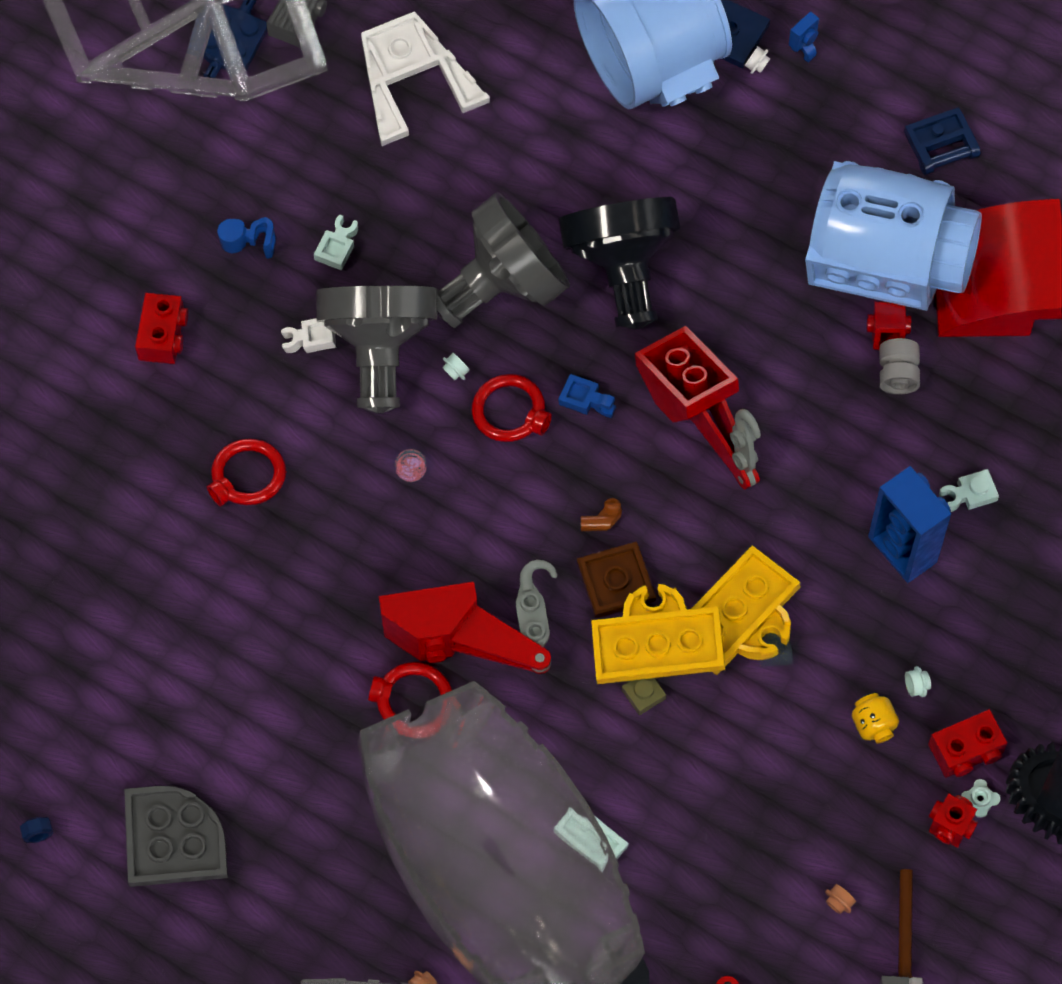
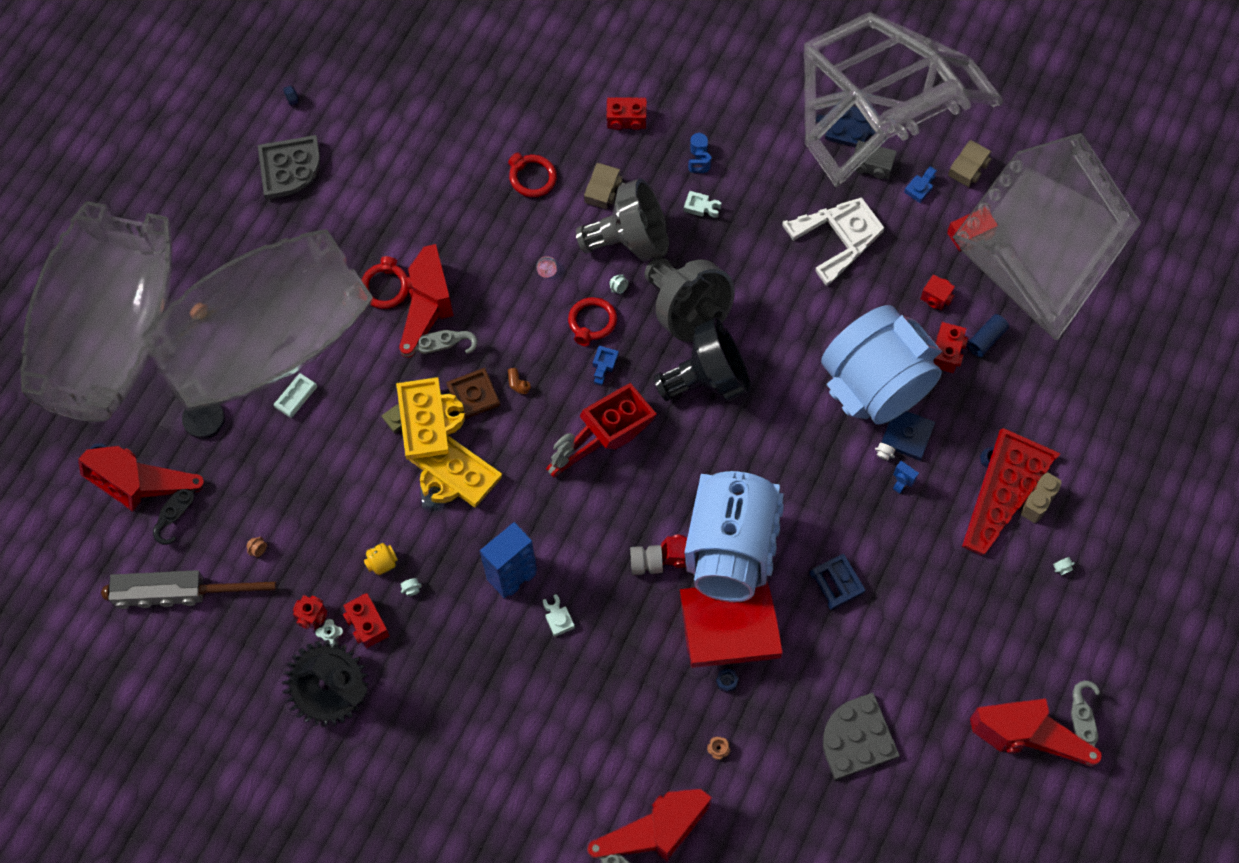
camera: 85 degrees right, 0 degrees up
(285, 372) = (602, 186): none -> dark tan brick

